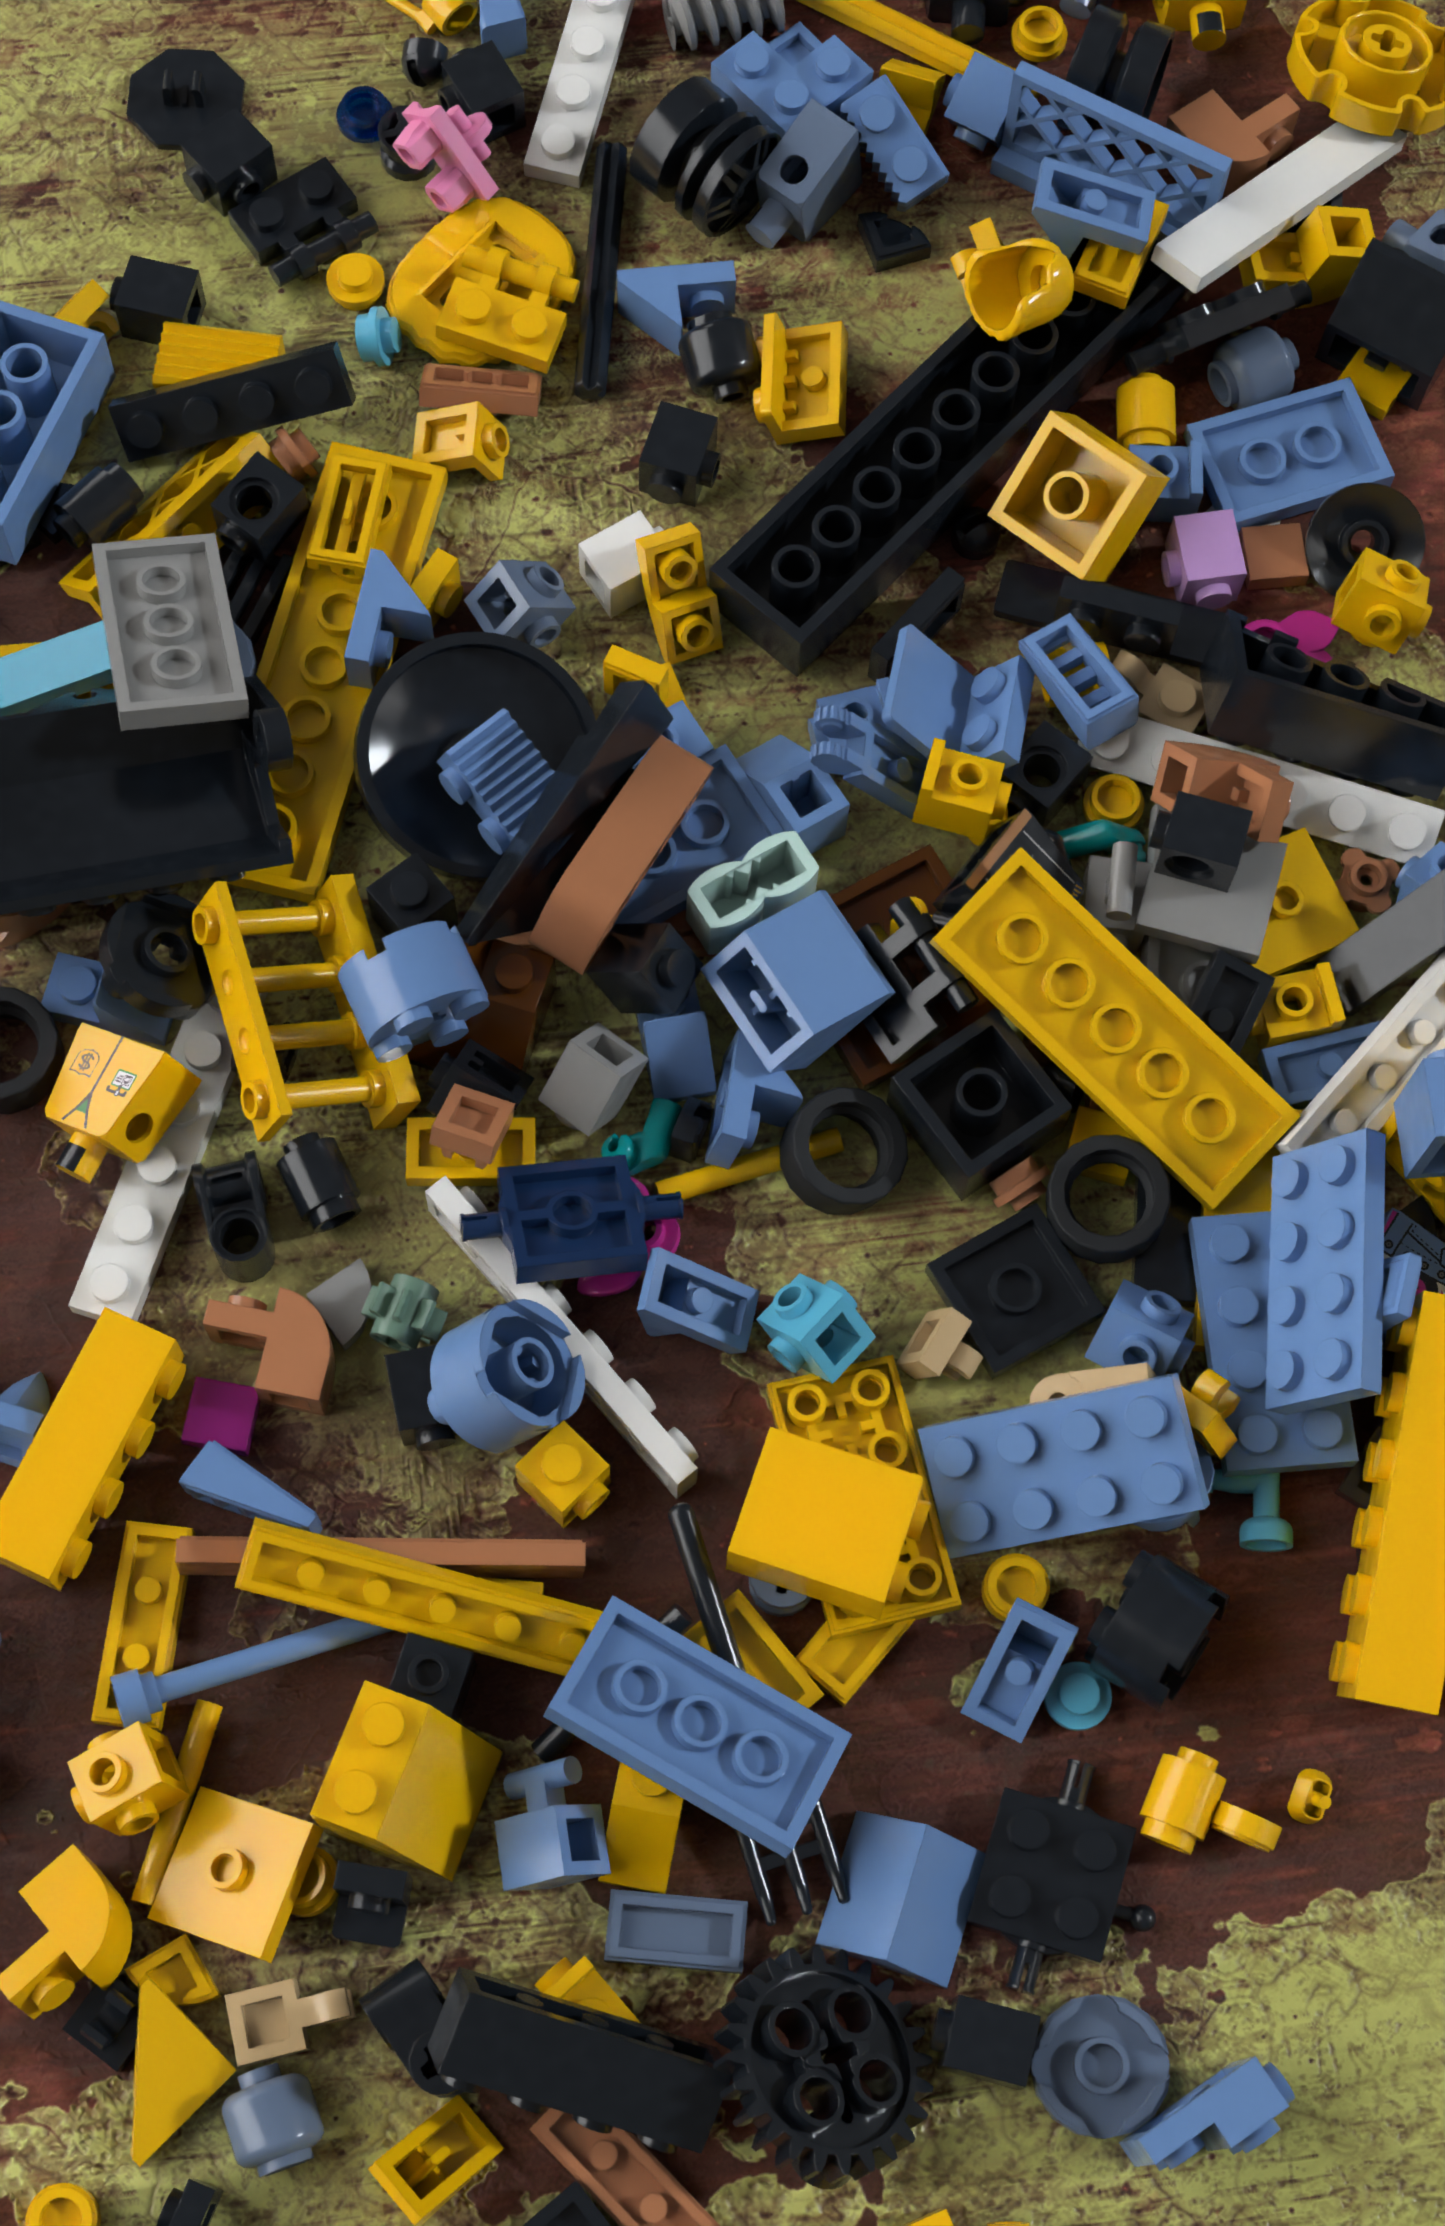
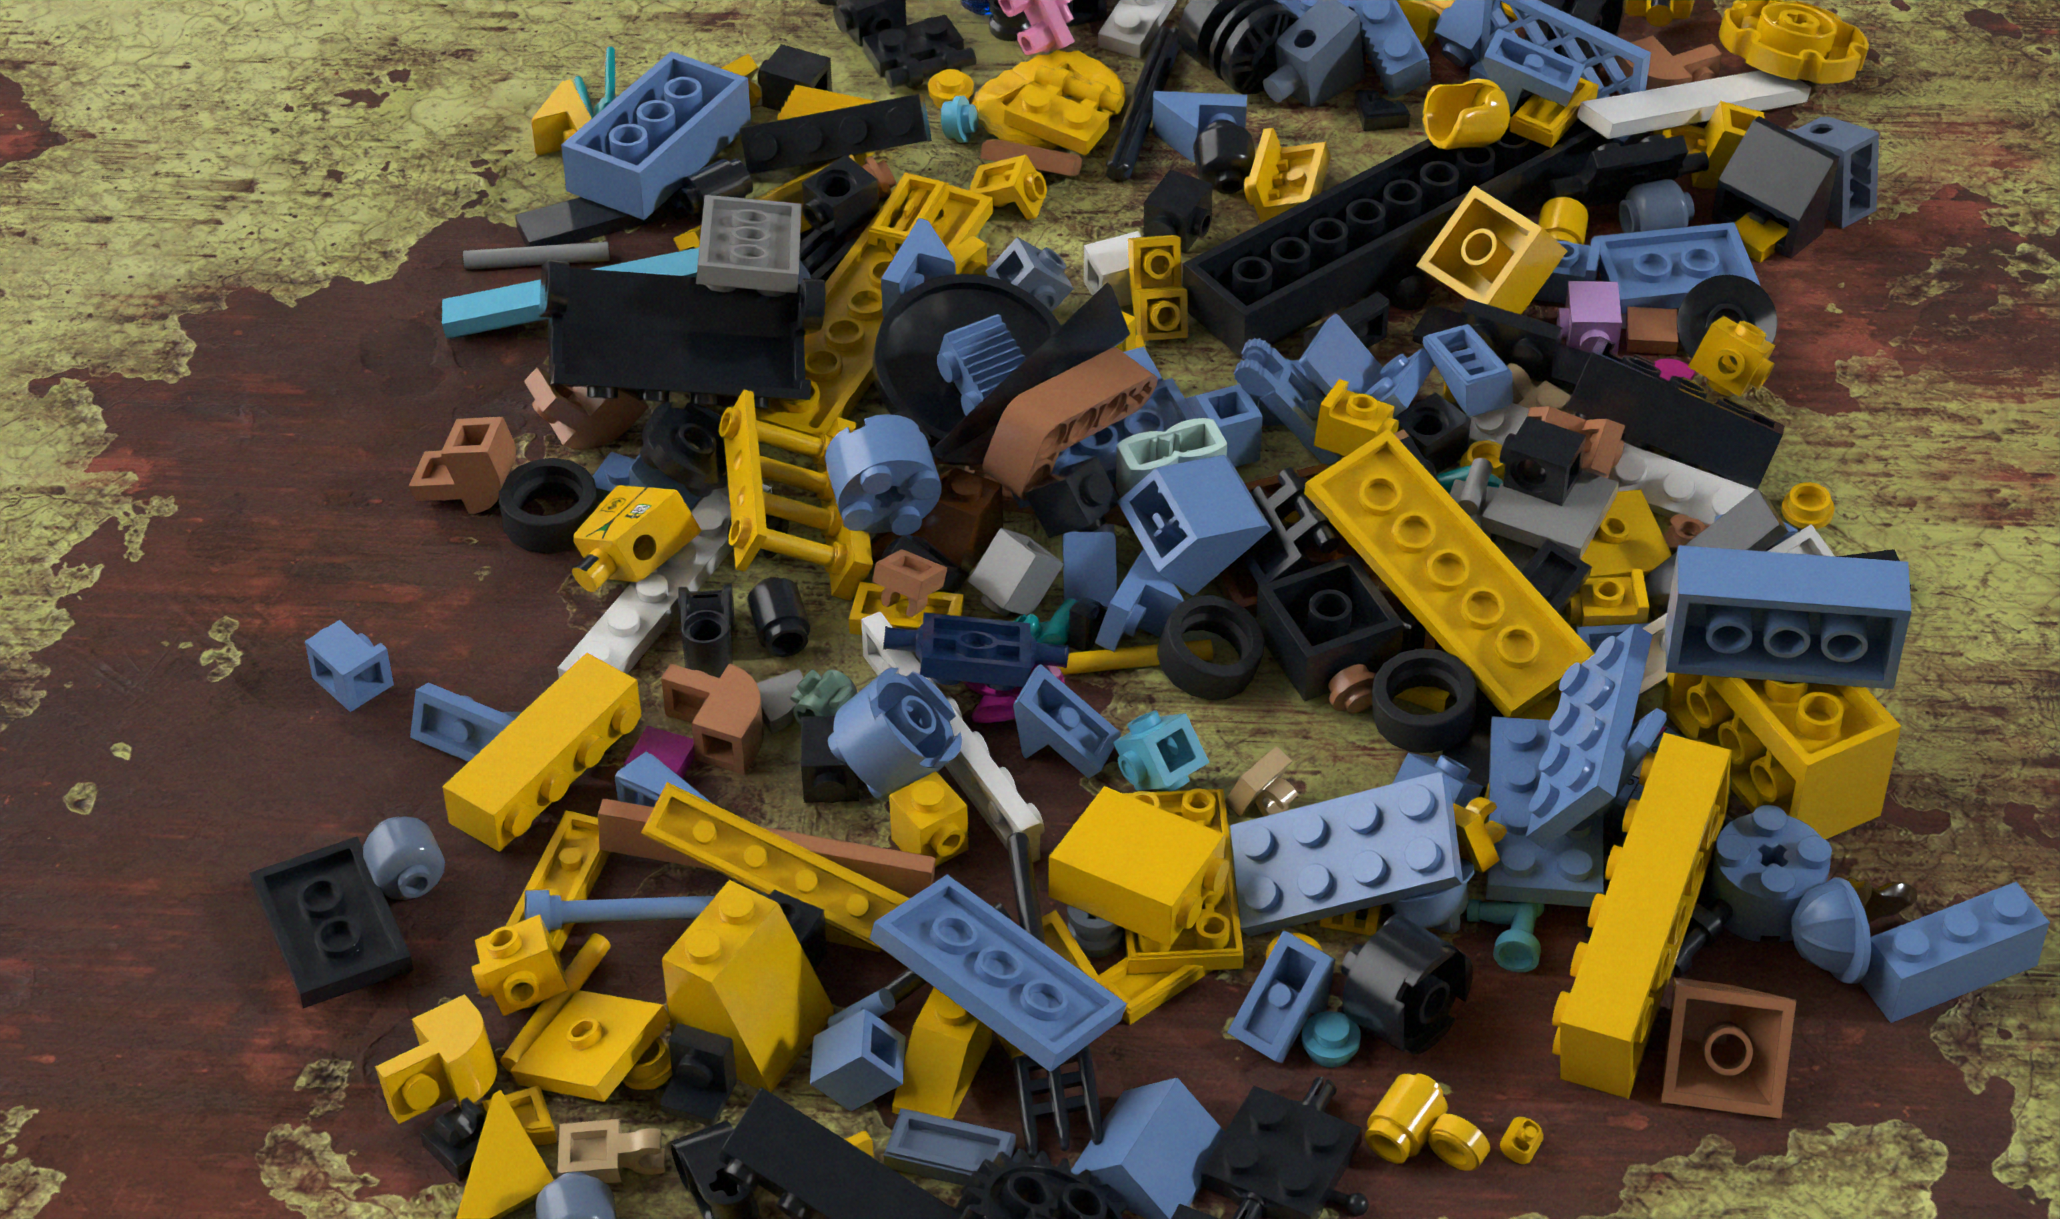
camera: 15 degrees right, 25 degrees down
(1015, 1290) = (1334, 753): black plate -> none

